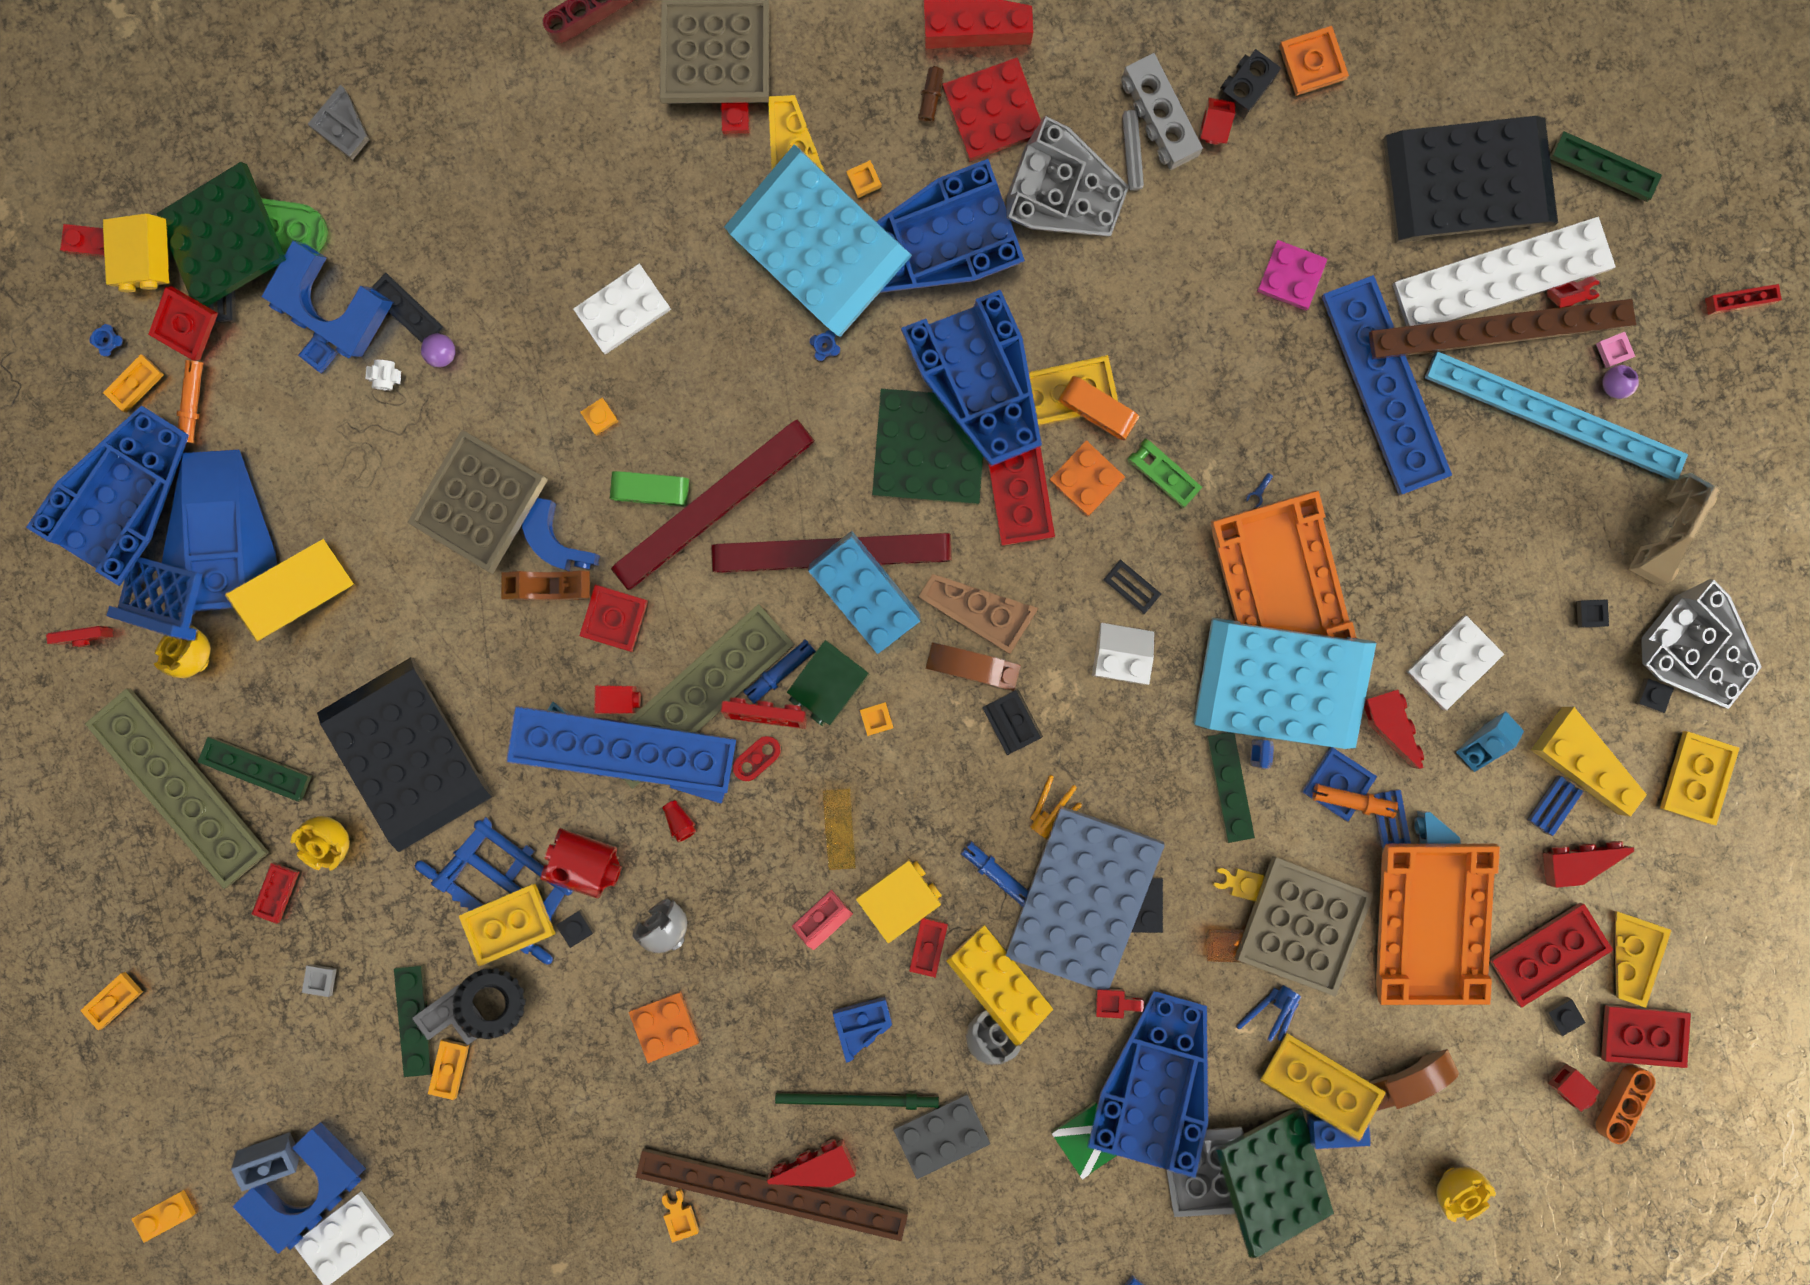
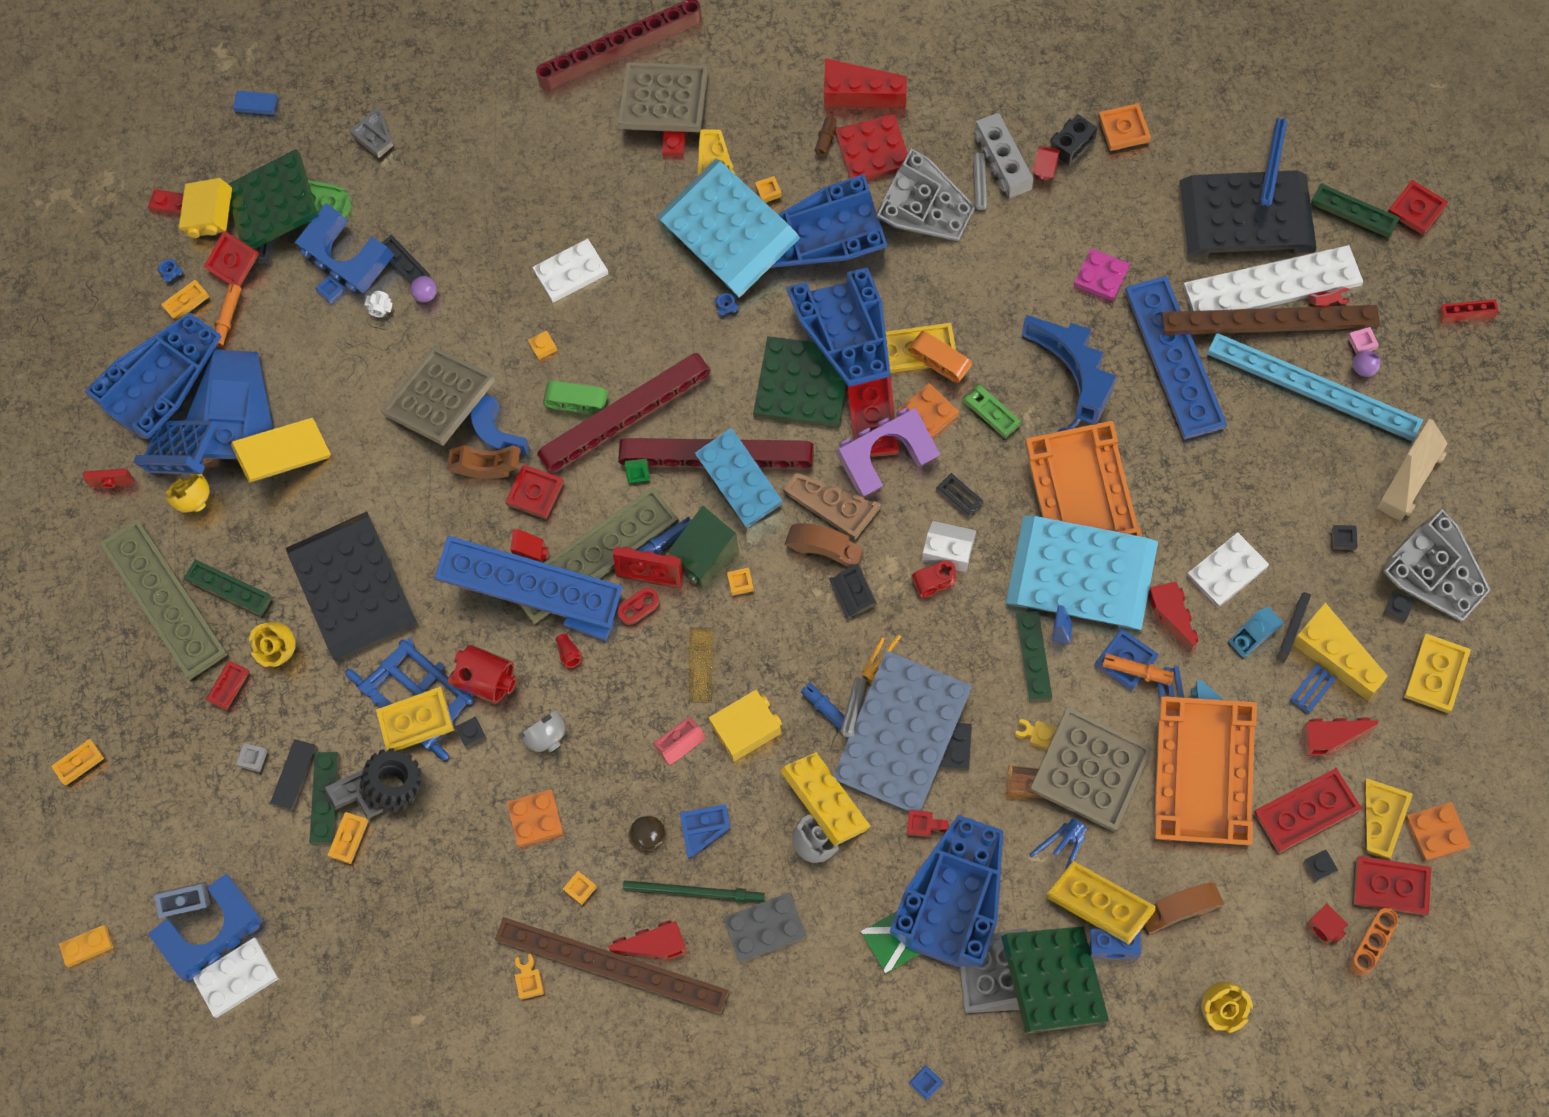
camera: 10 degrees right, 20 degrees down
(176, 85) = (255, 102): none -> blue tile
(372, 996) = (293, 775): none -> black tile
(726, 1108) = (579, 888): none -> light orange plate
(737, 583) = (637, 470): none -> green tile
(796, 1036) = (646, 833): none -> dark brown hair
(928, 947) = (767, 766): red plate -> none
(1006, 546) = (856, 454): none -> medium lavender arch
(1024, 870) = (853, 707): none -> light grey axle
(1104, 703) = (931, 579): none -> red piece
(1257, 381) = (1084, 362): none -> blue arch
(1507, 107) = (1273, 162): none -> blue axle
(1534, 732) = (1293, 627): none -> black tile
(1683, 157) = (1418, 207): none -> red plate
(1696, 967) = (1438, 831): none -> orange plate

